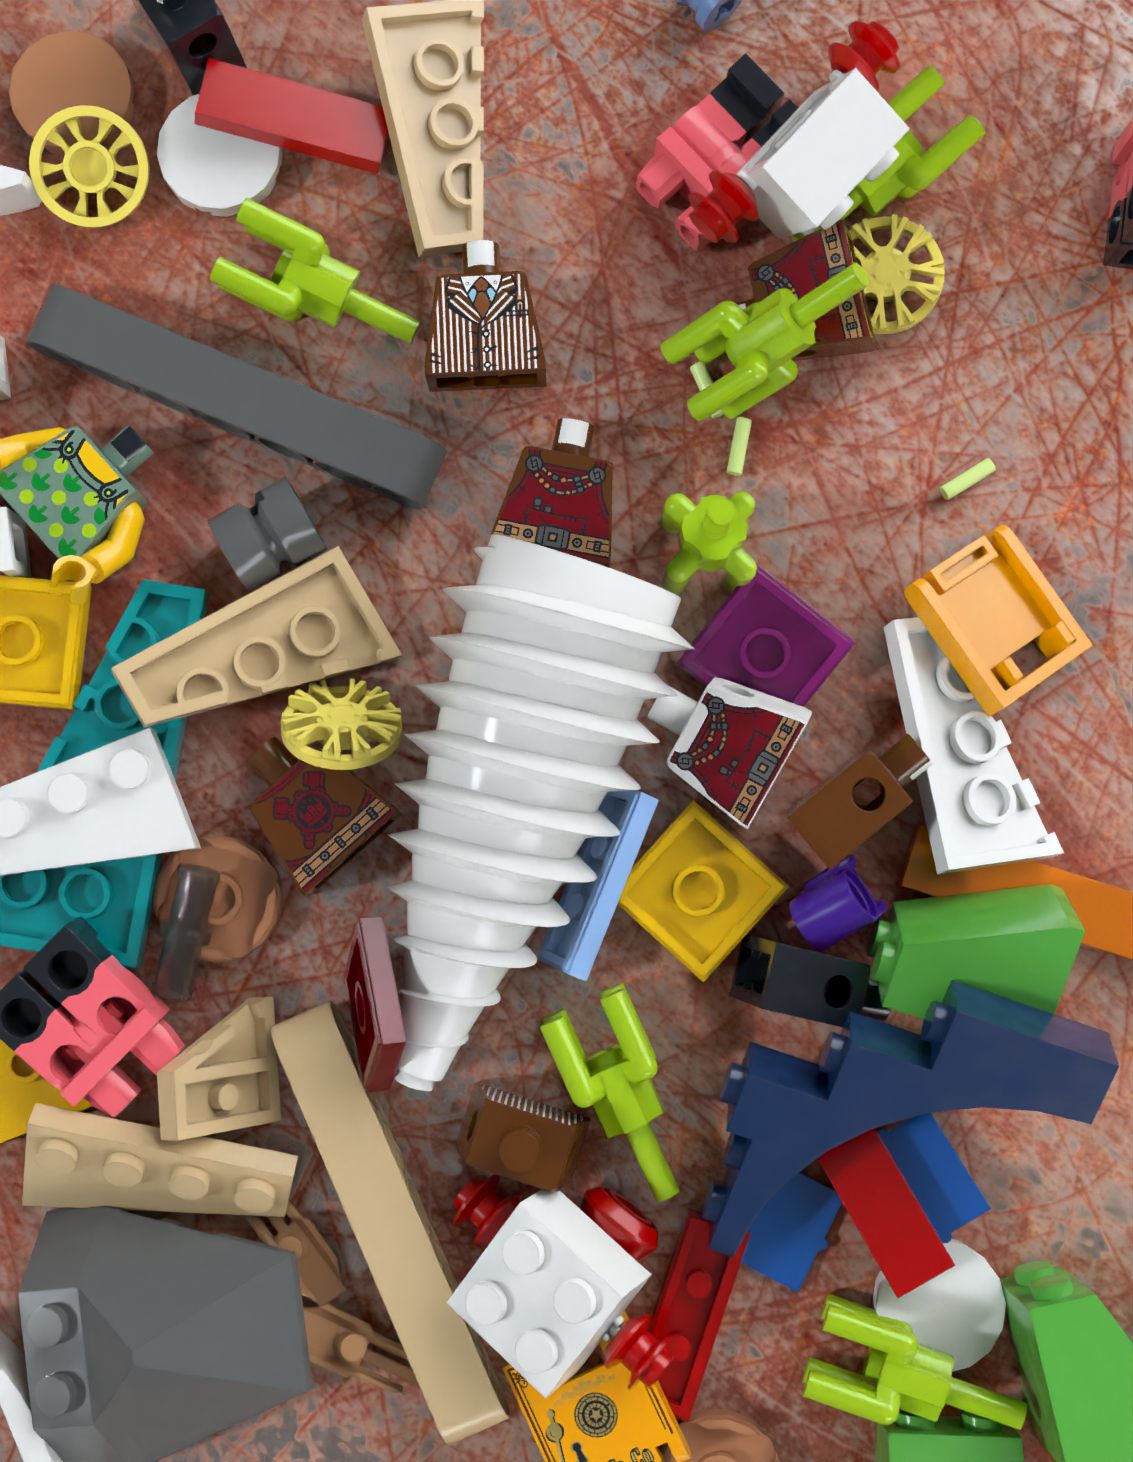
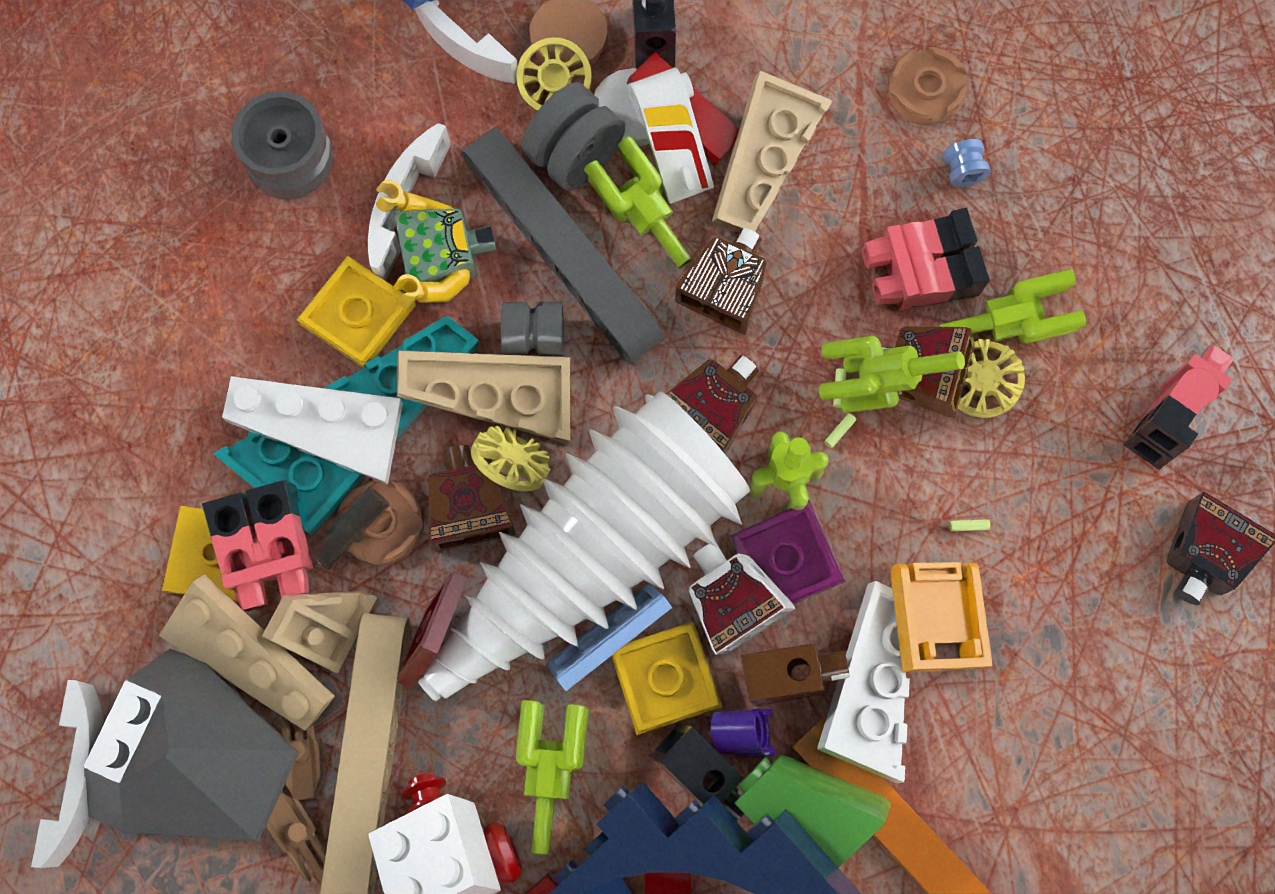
camera: 30 degrees right, 10 degrees down
(165, 239) = (571, 134): none -> dark grey wheel
(278, 140) = (671, 128): none -> white door
(521, 1138) = (474, 767): reddish brown torso -> none
(818, 153) = (981, 281): white brick -> none

